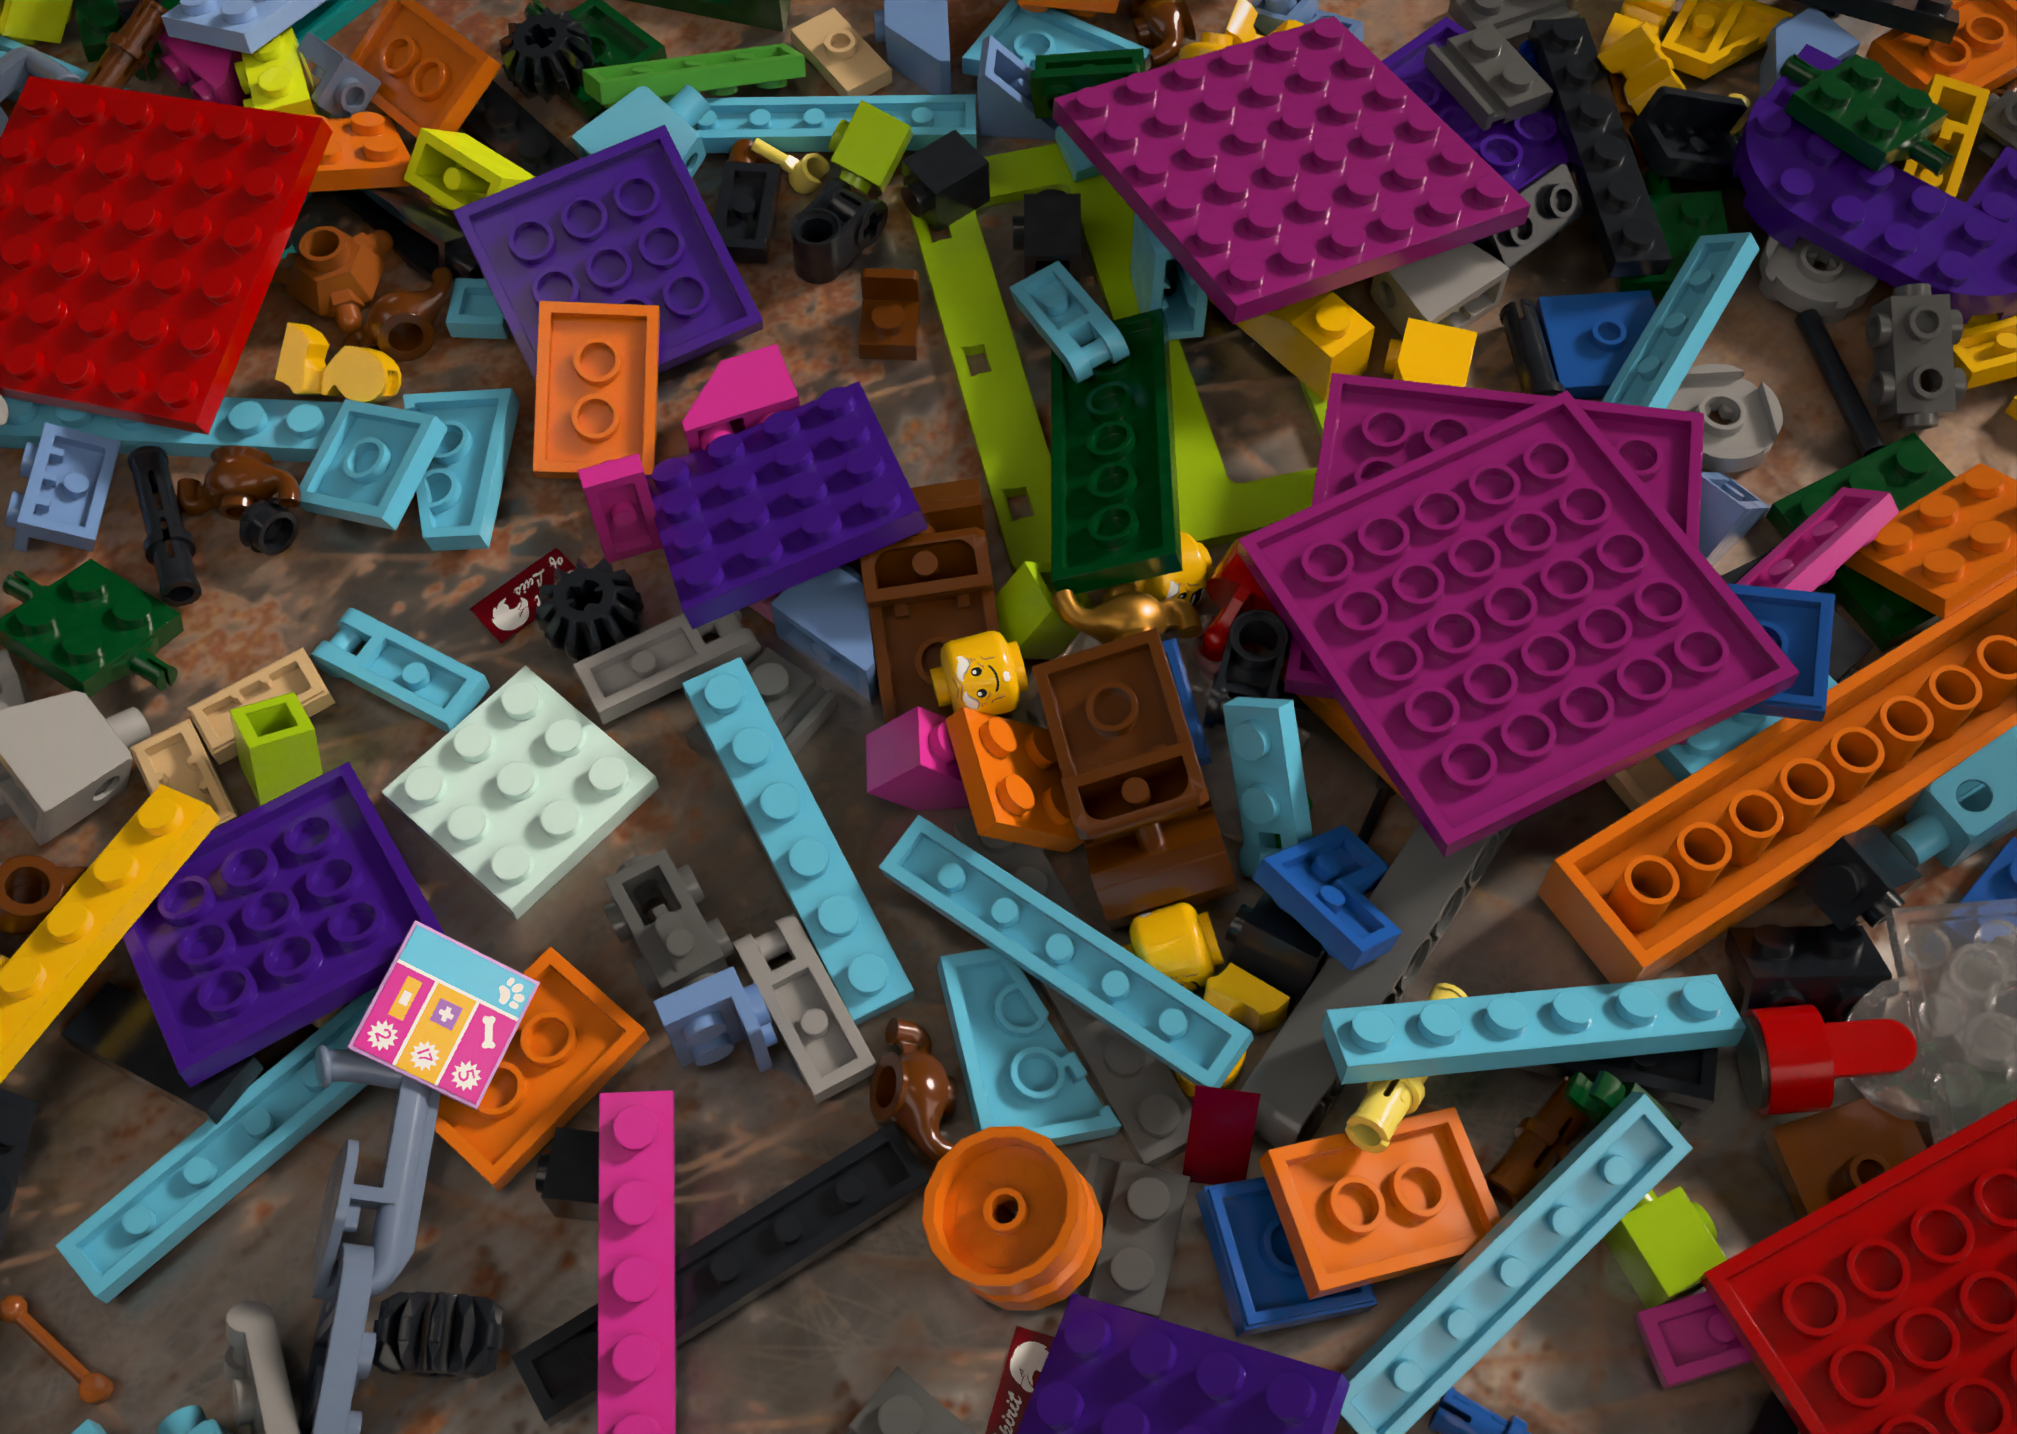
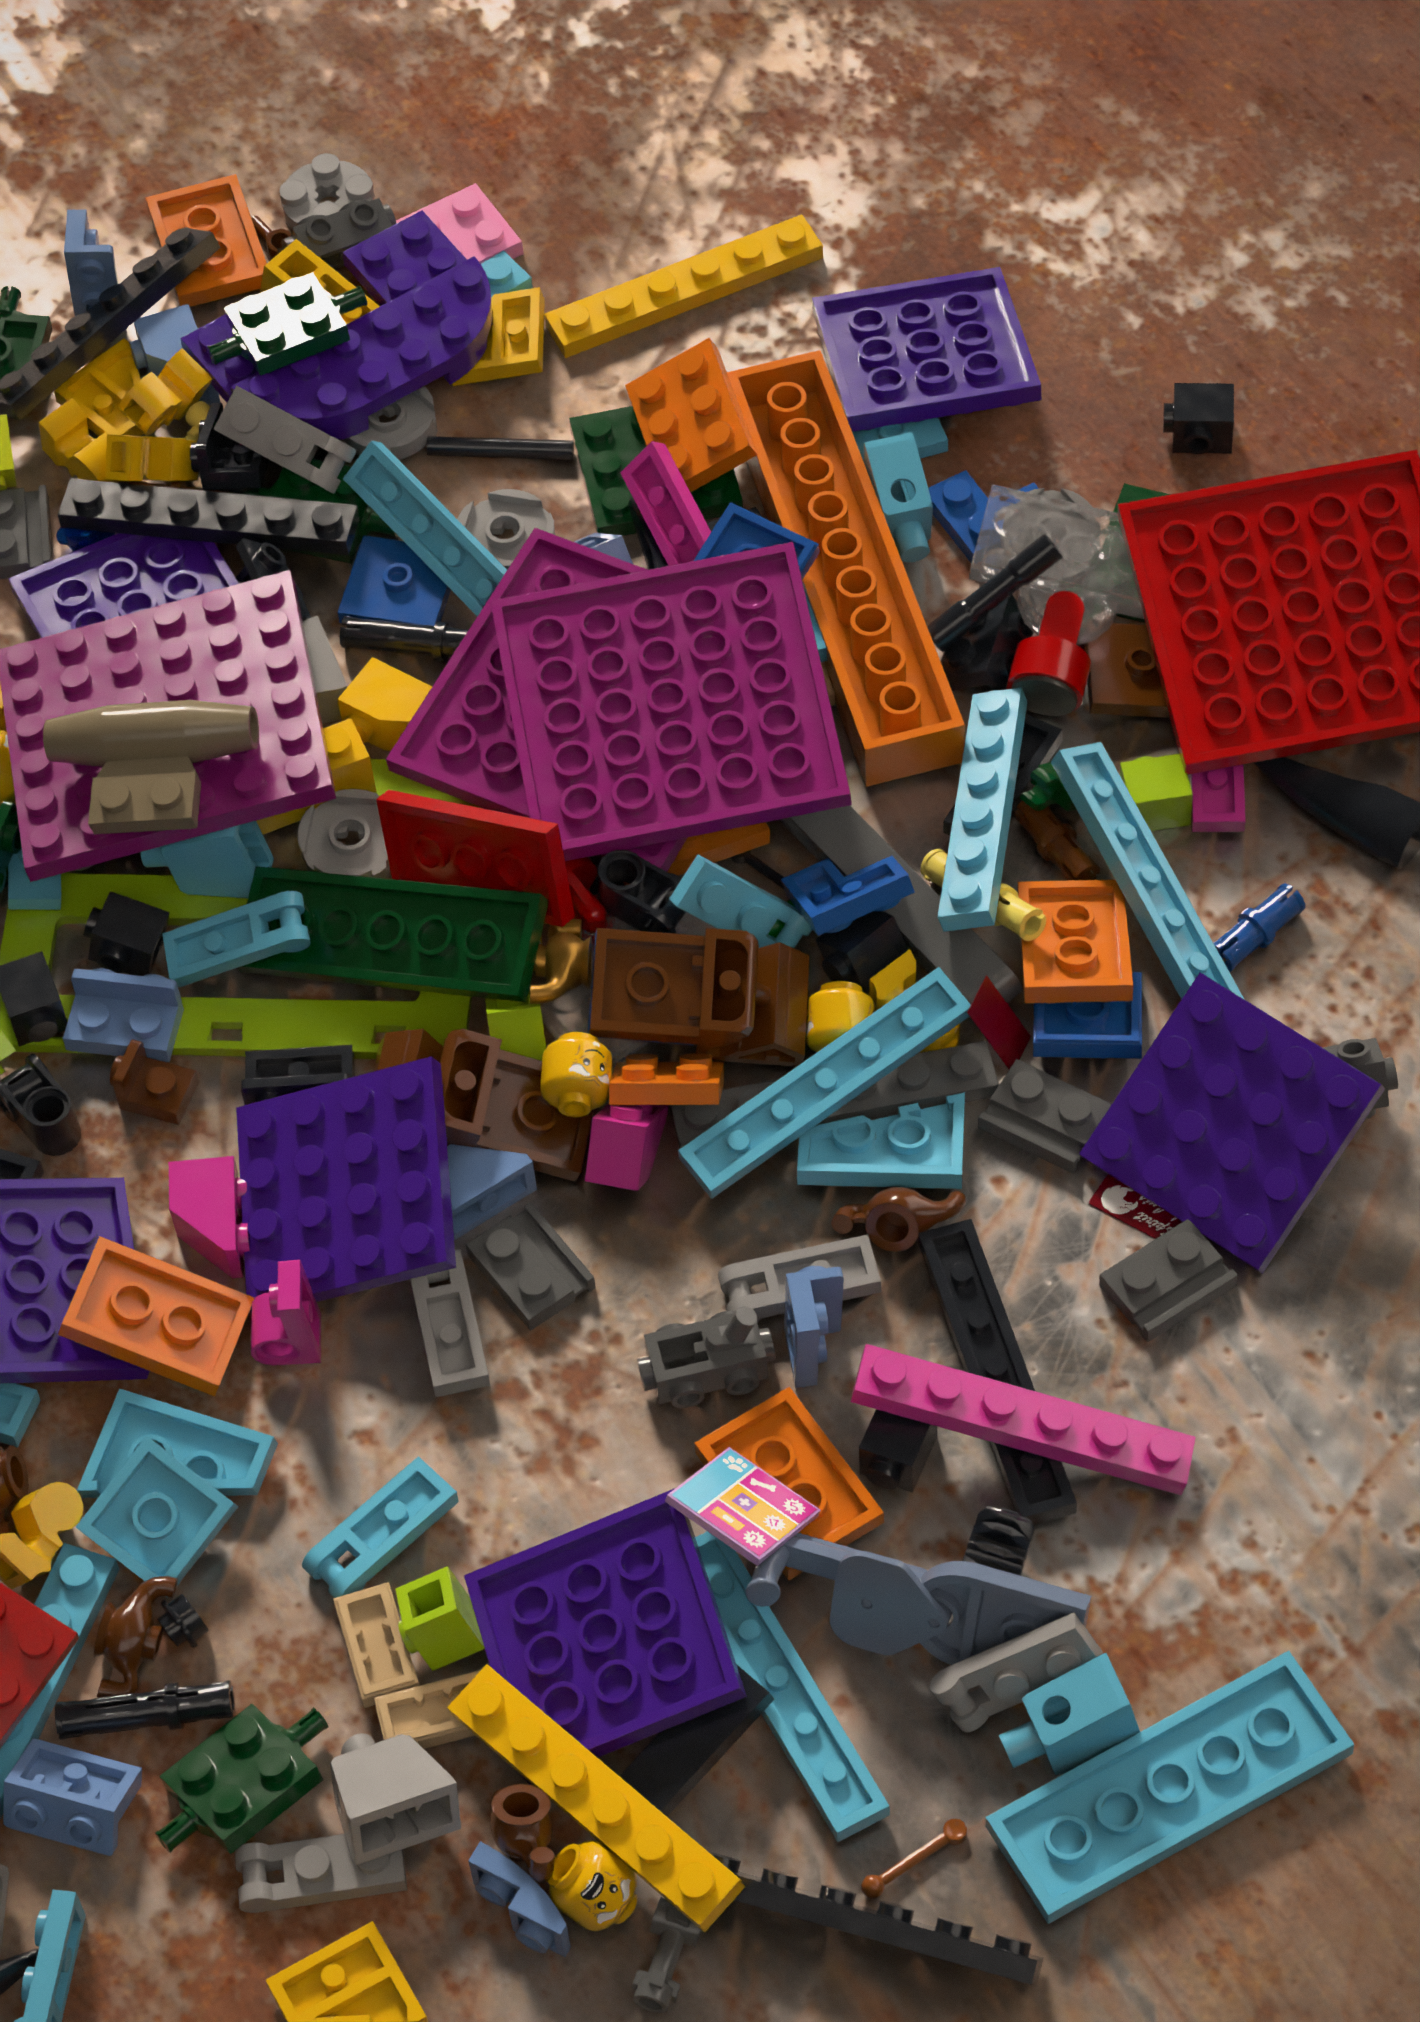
camera: 70 degrees left, 5 degrees down
(516, 601) = (331, 1428): dark red sticker -> none
(521, 791) = (531, 1456): light aqua plate -> none
(589, 609) = (398, 1364): black gear -> none
(798, 841) = (646, 1252): medium azure plate -> none
(926, 432) = (294, 1069): none -> black bracket
(954, 265) = (123, 1007): none -> medium blue bracket
(1012, 1218) = (996, 1154): orange wheel -> none
(1216, 131) = (149, 757): none -> dark tan plate
(1224, 490) = (475, 848): none -> red plate
(1239, 418) = (333, 820): none -> light grey plate
(1488, 77) = (100, 568): dark grey plate -> none
(1711, 49) = (165, 397): none -> yellow leg
(1718, 163) = (283, 438): none -> light grey plate
(1859, 879) = (937, 580): black brick -> none
(1907, 967) = (1018, 573): none -> black piece
(1909, 338) = (511, 389): dark grey brick -> none

